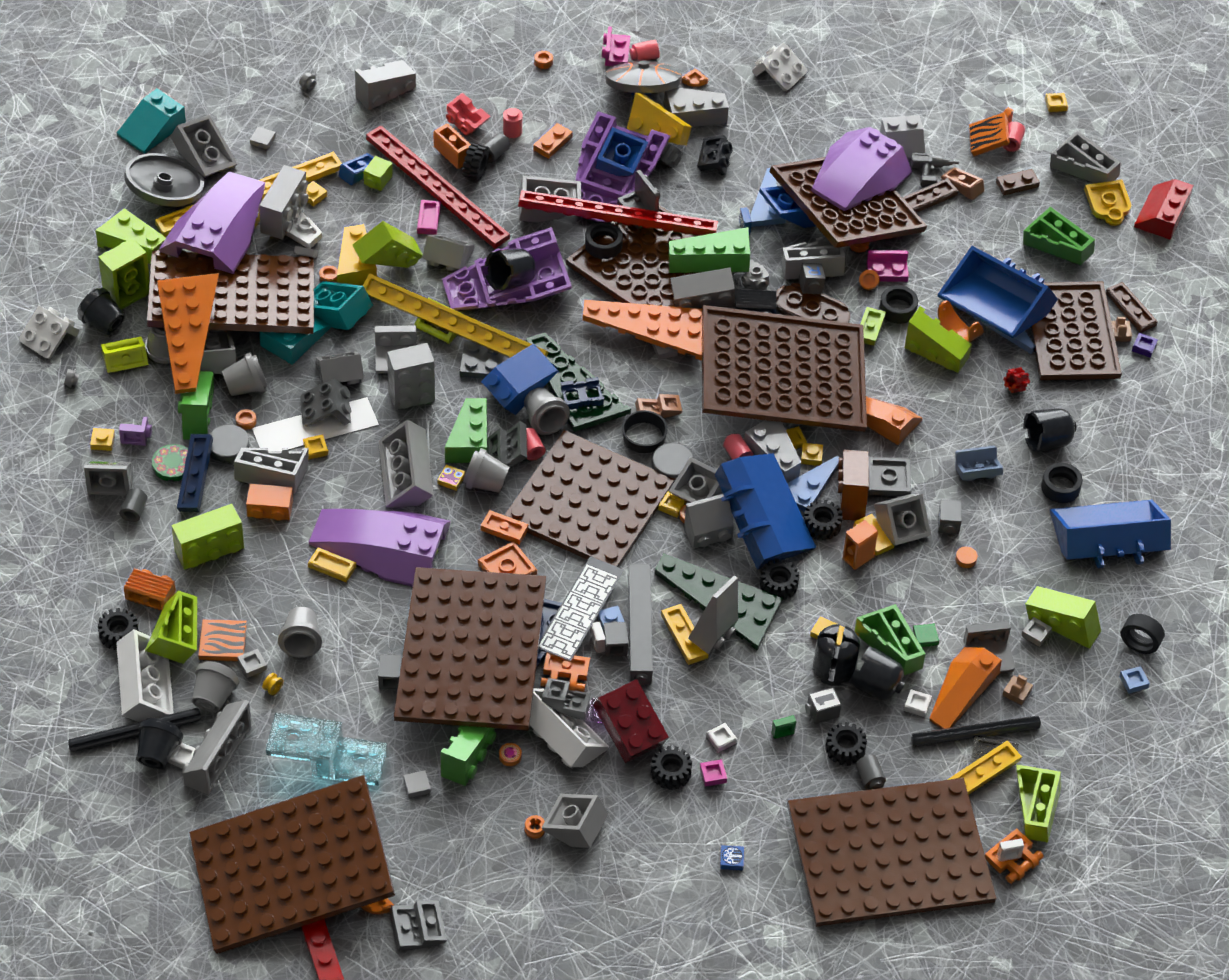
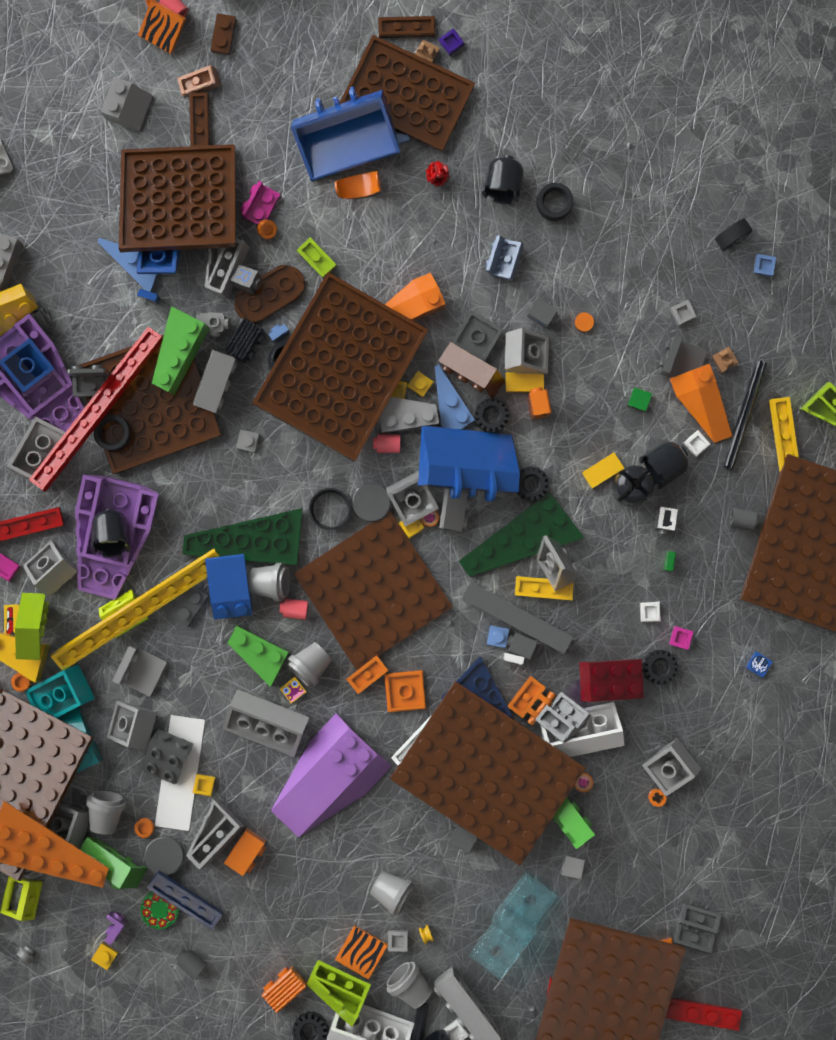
camera: 60 degrees left, 35 degrees up
(108, 477) = (151, 973): light grey slope -> none
(208, 536) = (262, 923): lime brick -> none
(332, 564) = (331, 829): yellow tile -> none
(411, 376) = (185, 679): light grey brick -> none
(509, 445) = (290, 631): dark grey slope -> none
(580, 388) = (262, 539): dark blue piece -> none
(580, 608) = (480, 658): sticker -> none
(654, 324) = (228, 436): wing -> none
(664, 405) = (308, 481): nougat slope -> none
(715, 154) = (58, 278): black bracket -> none
(846, 754) = (718, 518): black tyre -> none
(860, 167) = (149, 168): medium lavender wedge -> none
(891, 635) = (636, 430): bright green wedge -> none
(901, 293) = (305, 205): black tyre -> none
(927, 162) = (162, 98): dark grey piece -> none
(935, 342) = (367, 215): lime wedge -> none
(1059, 237) = (308, 41): bright green wedge -> none
(1066, 614) = (681, 284): lime wedge -> none
(1112, 530) = (619, 191): blue piece -> none

